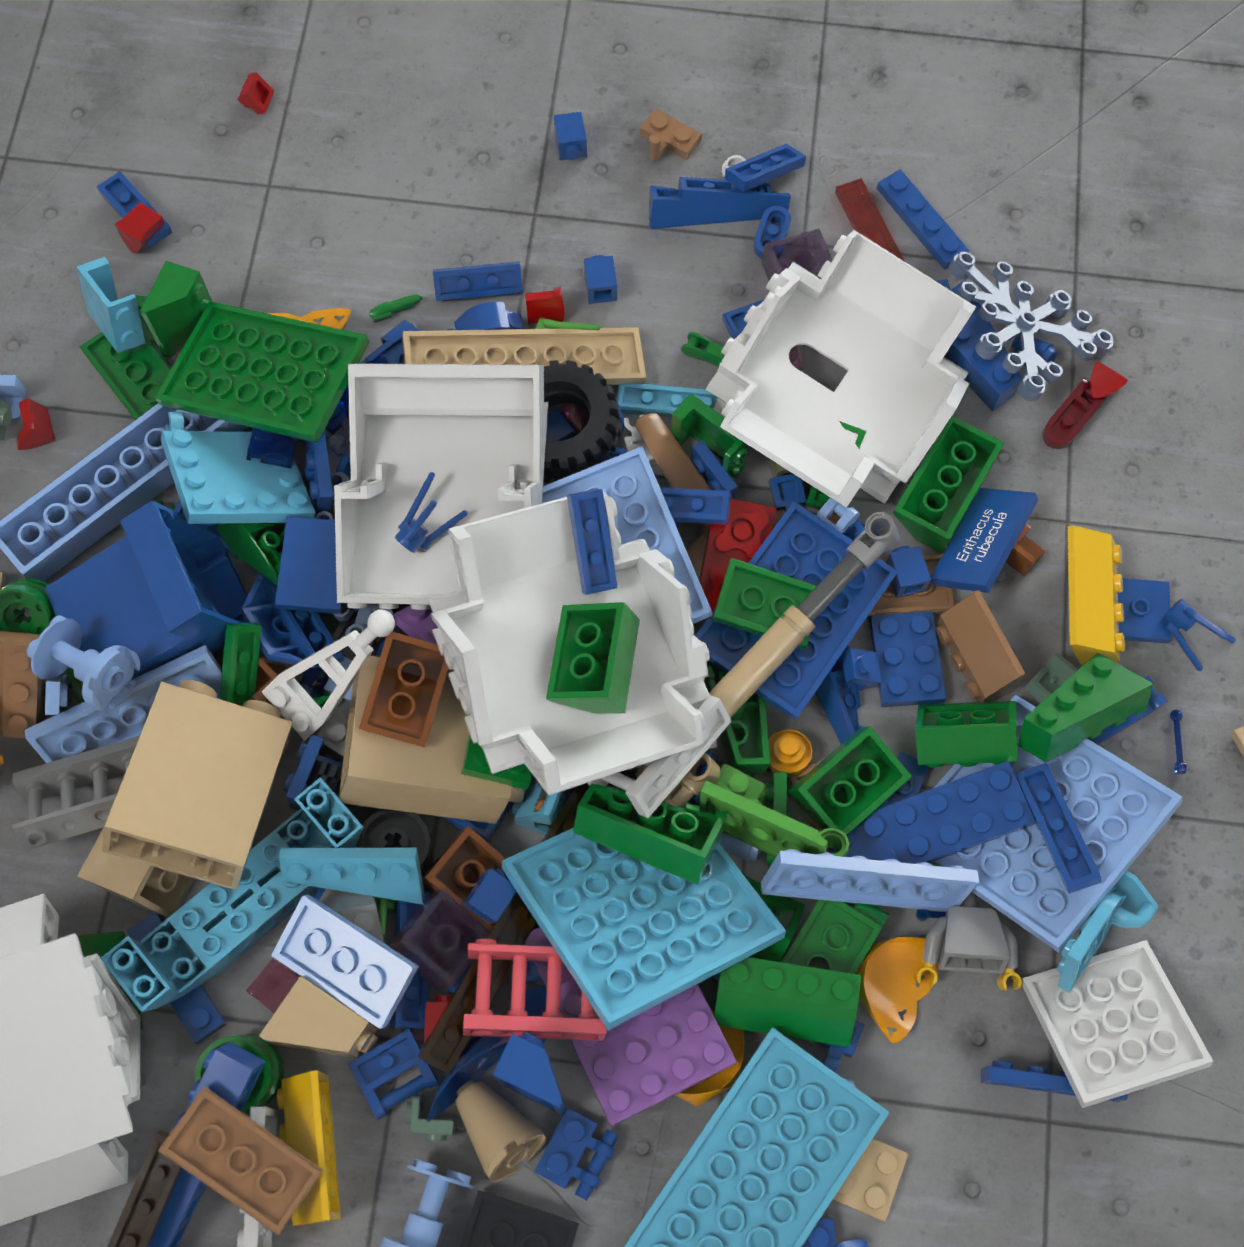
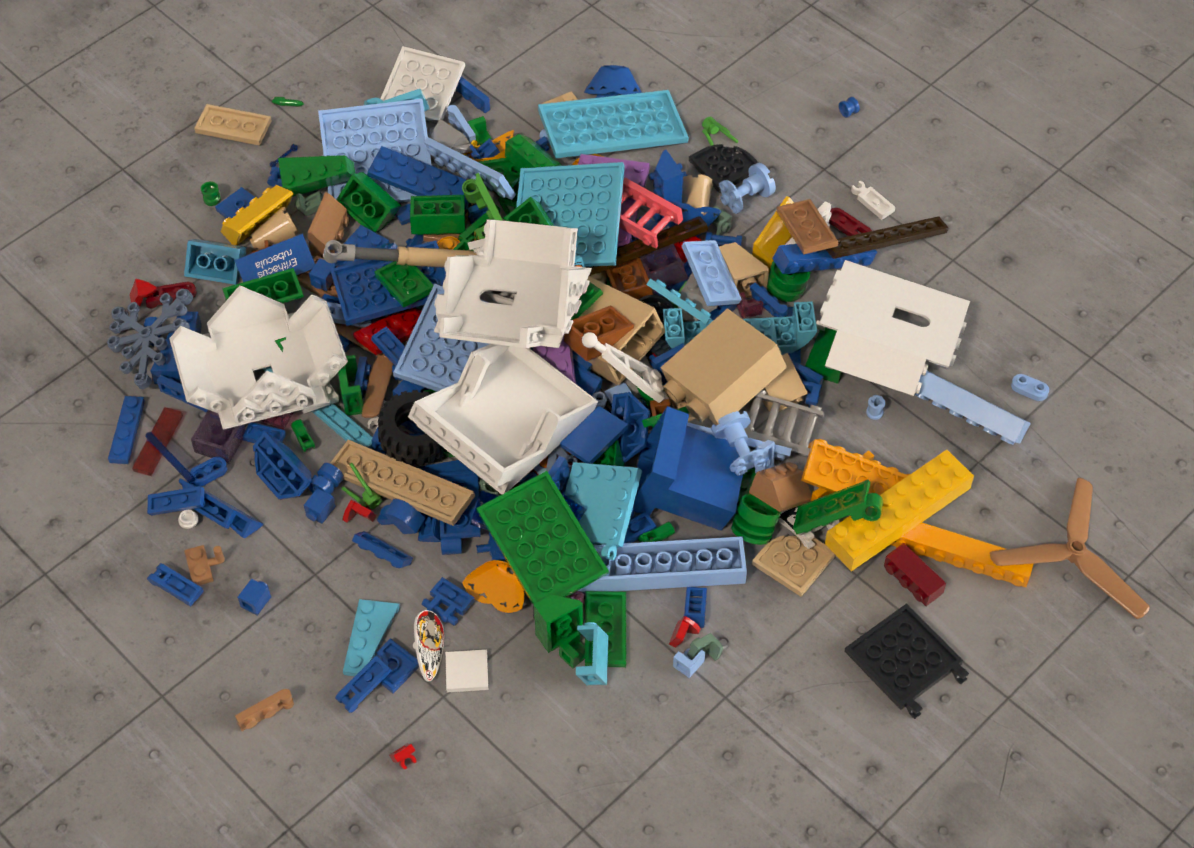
camera: 140 degrees left, 15 degrees down
(31, 452) = (697, 604): none -> blue slope
(71, 888) = (813, 393): none -> blue bracket
(107, 916) = (807, 374): none -> blue plate
(124, 198) = (533, 728): blue plate -> none
(139, 226) = (538, 705): red tile -> none
(232, 999) = (770, 303): none -> blue plate
(263, 223) = (466, 671): none -> white tile
(325, 211) = (428, 643): none -> shield
(347, 180) = (399, 661): none -> blue tile
(348, 284) = (451, 596): none -> blue plate
(360, 129) = (363, 683): none -> blue plate
(386, 309) = (443, 572): green piece -> none
(412, 193) = (368, 633): none -> medium azure wing
(412, 531) = (536, 404): blue plant -> none
(443, 41) = (264, 709): none -> medium nougat plate
(490, 895) = (629, 263): blue brick -> none
(592, 541) = (463, 318): blue plate -> none
(594, 657) = (507, 278): green slope -> none
(621, 305) = (327, 479): none -> blue wheel
(672, 94) = (175, 584): none -> blue plate
(682, 289) = (280, 467): none -> blue wedge
(829, 210) = (170, 457): none -> clear blue bar
(900, 969) = (486, 150): none -> blue bracket
(947, 1010) = (479, 128): none -> green panel
(982, 997) = (459, 122): none -> light blue plate
(1039, 599) = (275, 230): none -> tan cone
(1058, 828) = (376, 135): blue plate -> none
(1077, 498) = (213, 261): none -> dark azure slope
(1184, 616) = (228, 186): blue plant -> none
(1202, 589) = (210, 193): none -> green wheel

